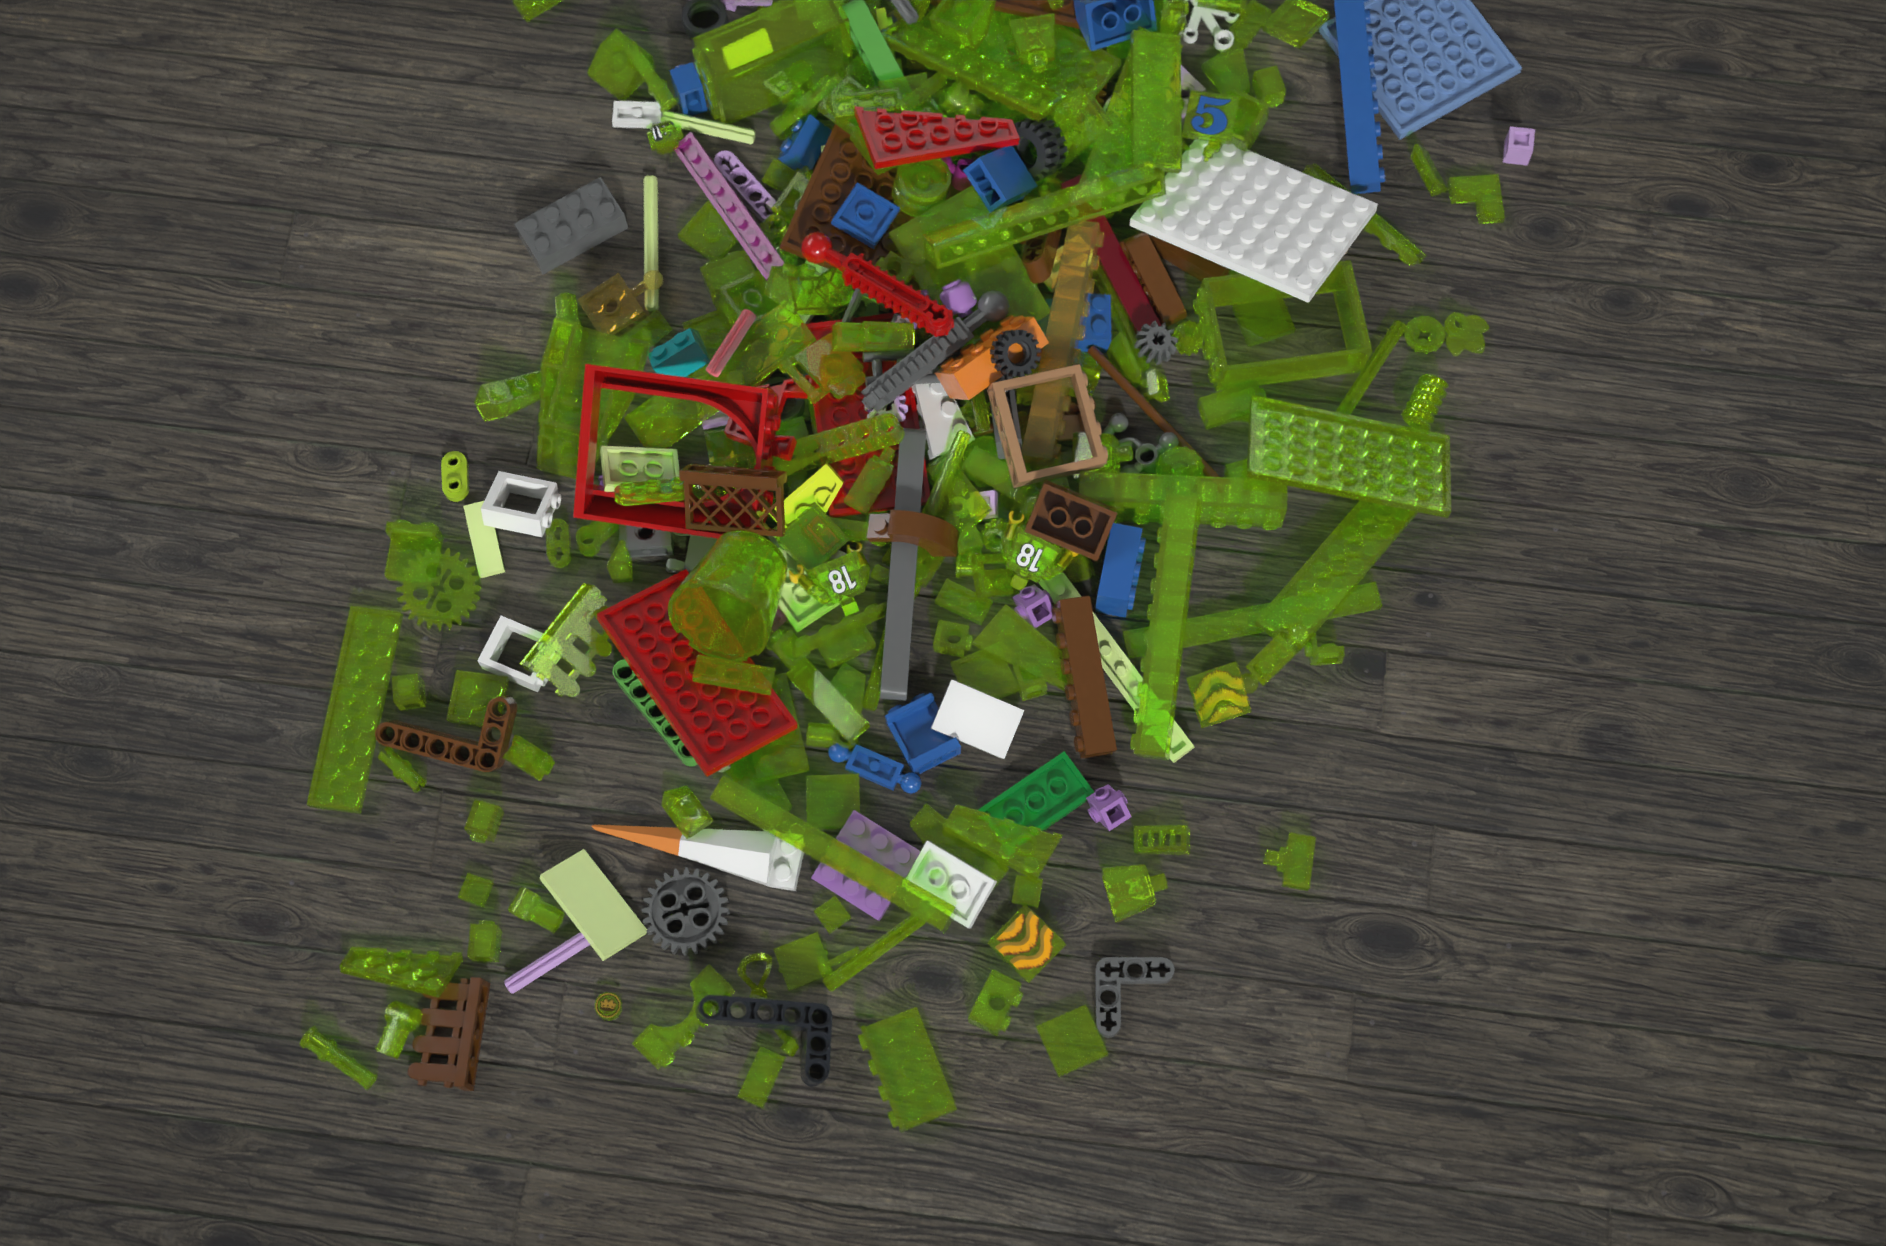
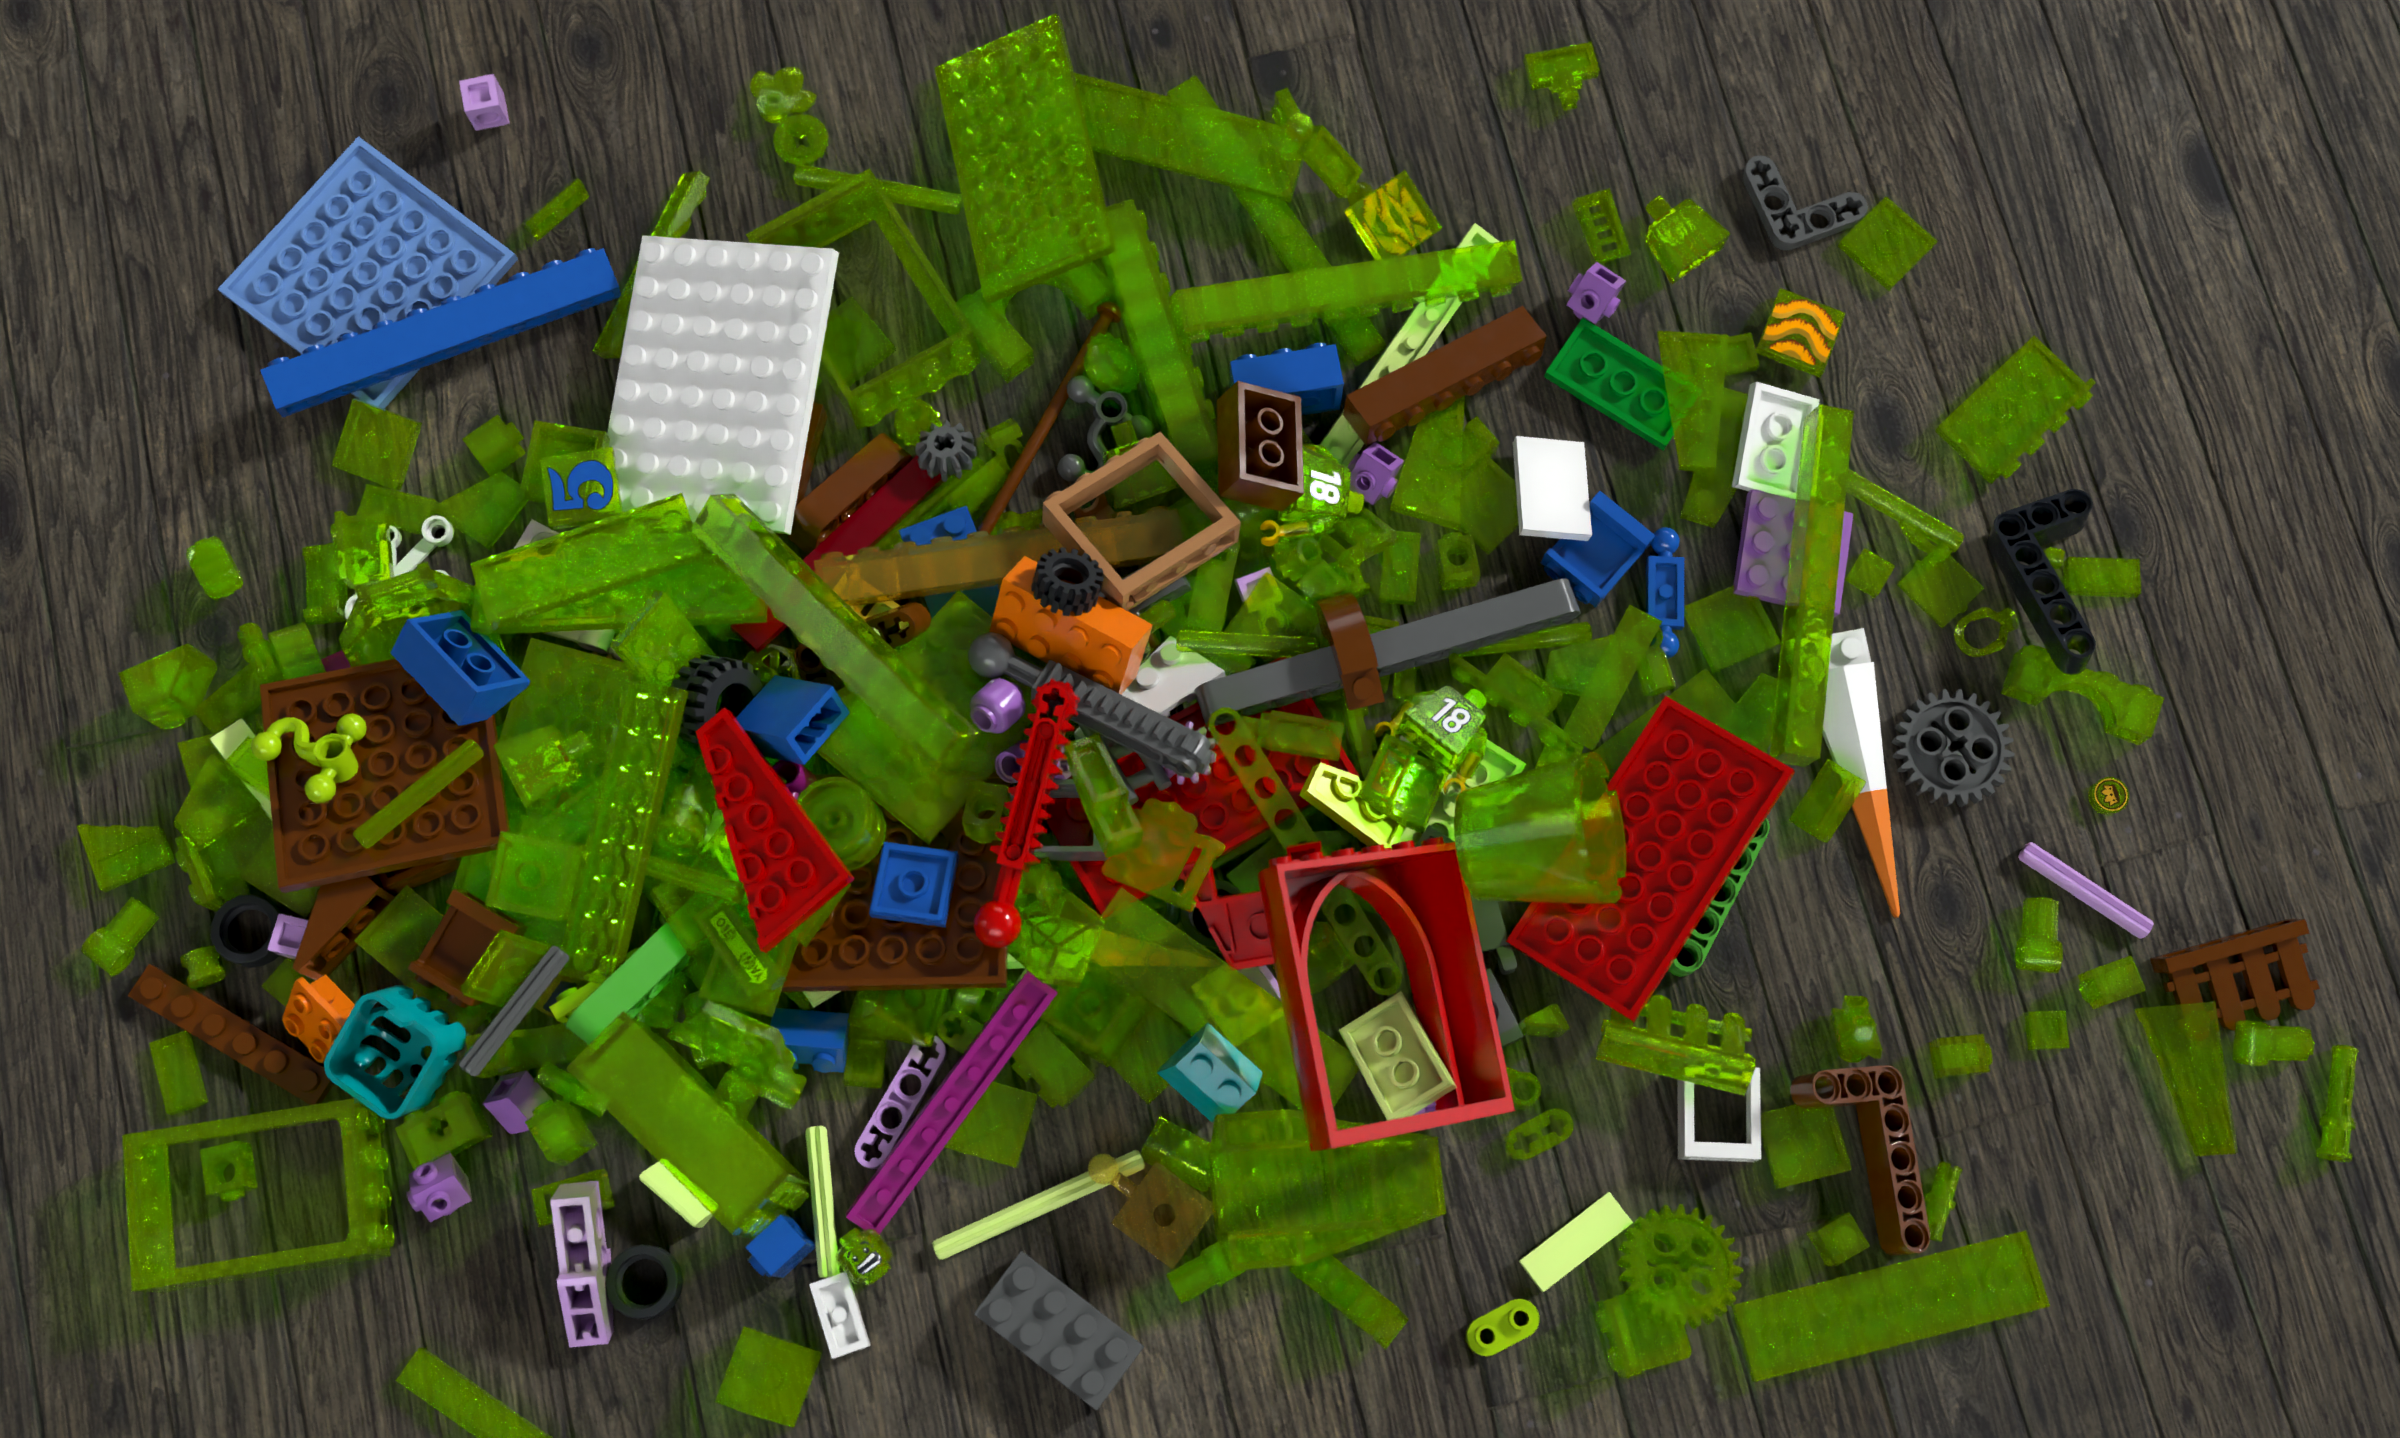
camera: 115 degrees left, 5 degrees up
(522, 522) = (1548, 1209): white window -> none
(593, 904) = (2000, 866): yellowish green tile -> none
(649, 491) = (1444, 1025): clear neon green plate -> none
(657, 86) = (794, 1294): clear neon green pin -> none
(730, 343) = (1174, 999): coral axle -> none
(734, 674) = (1638, 802): clear neon green tile -> none
(737, 478) = (1402, 879): reddish brown fence -> none
(1000, 987) = (1871, 347): clear neon green brick -> none
(1210, 149) = (634, 472): clear neon green piece -> none
(1424, 401) = (902, 106): clear neon green piece -> none
(1483, 191) = (564, 130): clear neon green plate -> none

